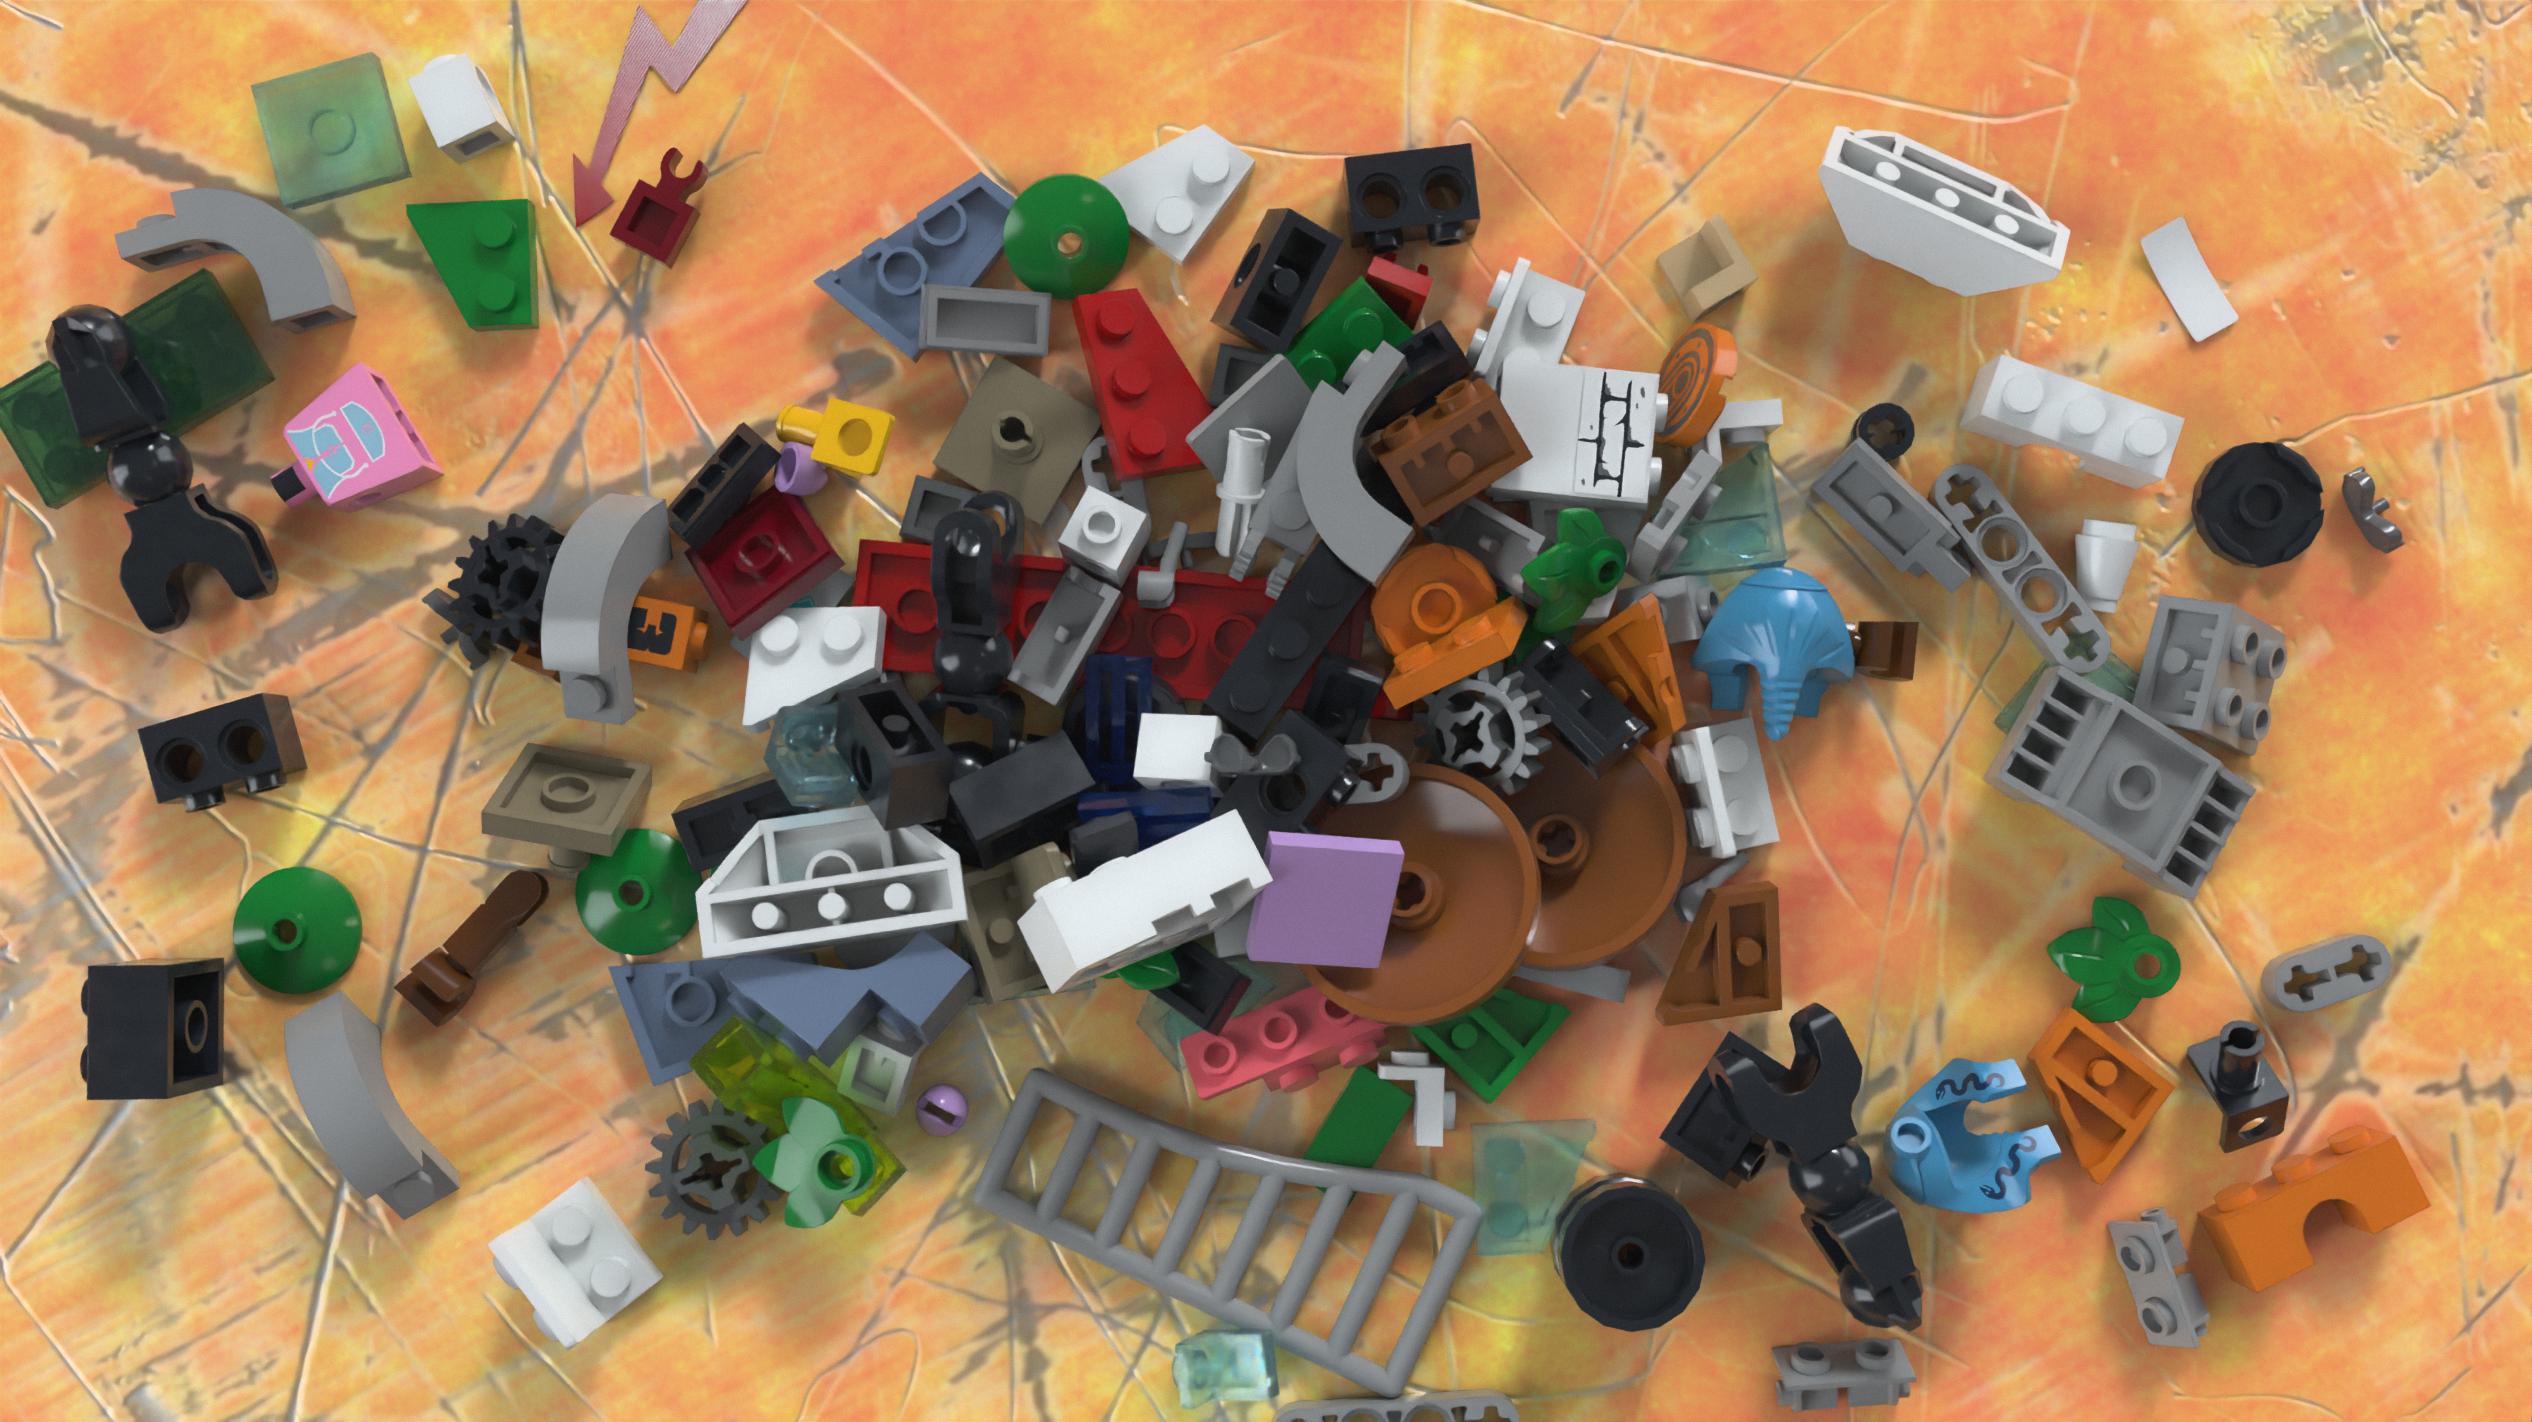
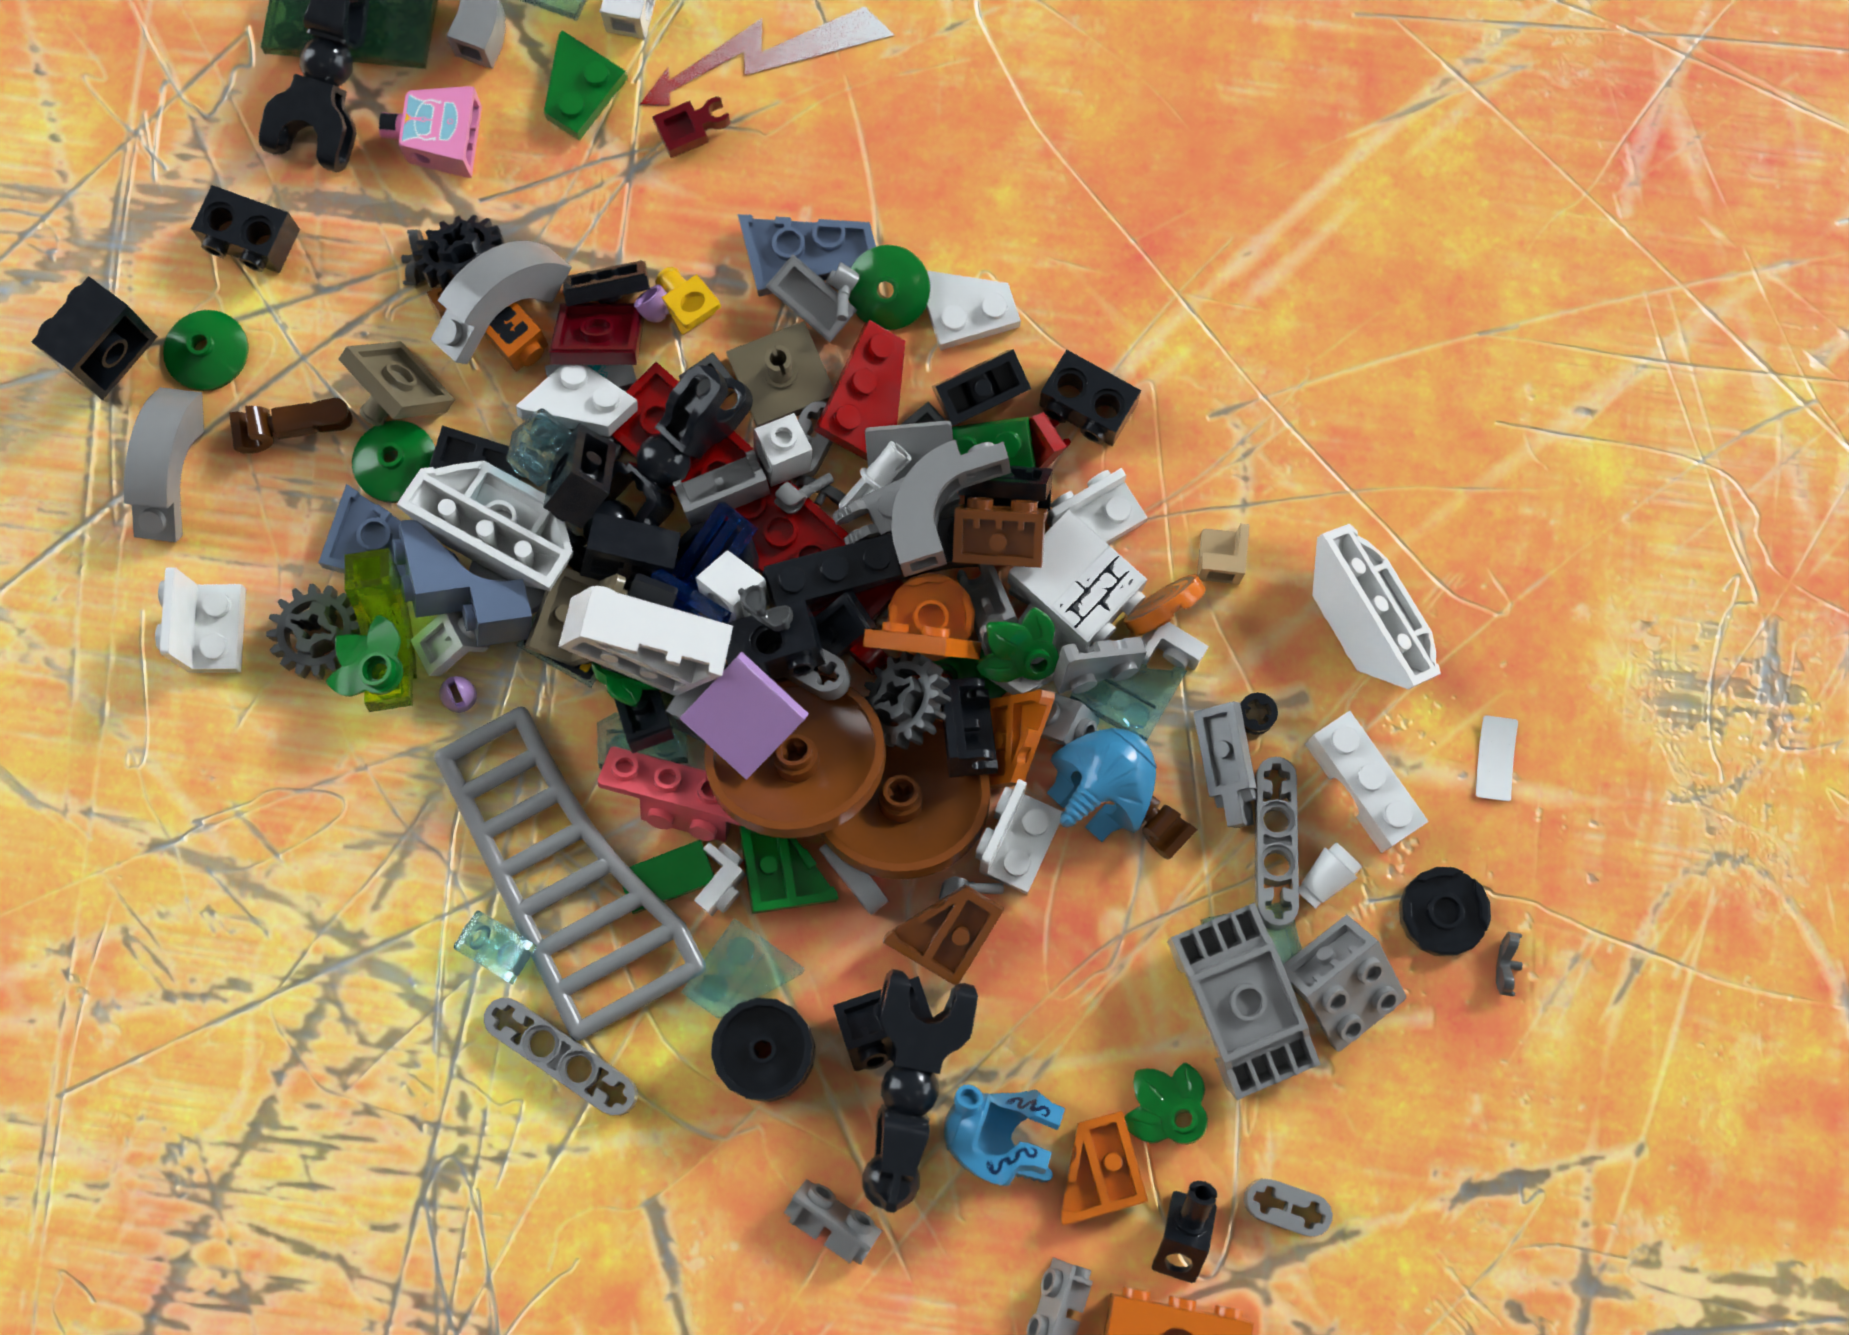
camera: 40 degrees right, 10 degrees down
(1011, 269) = (844, 281): none -> light grey hand

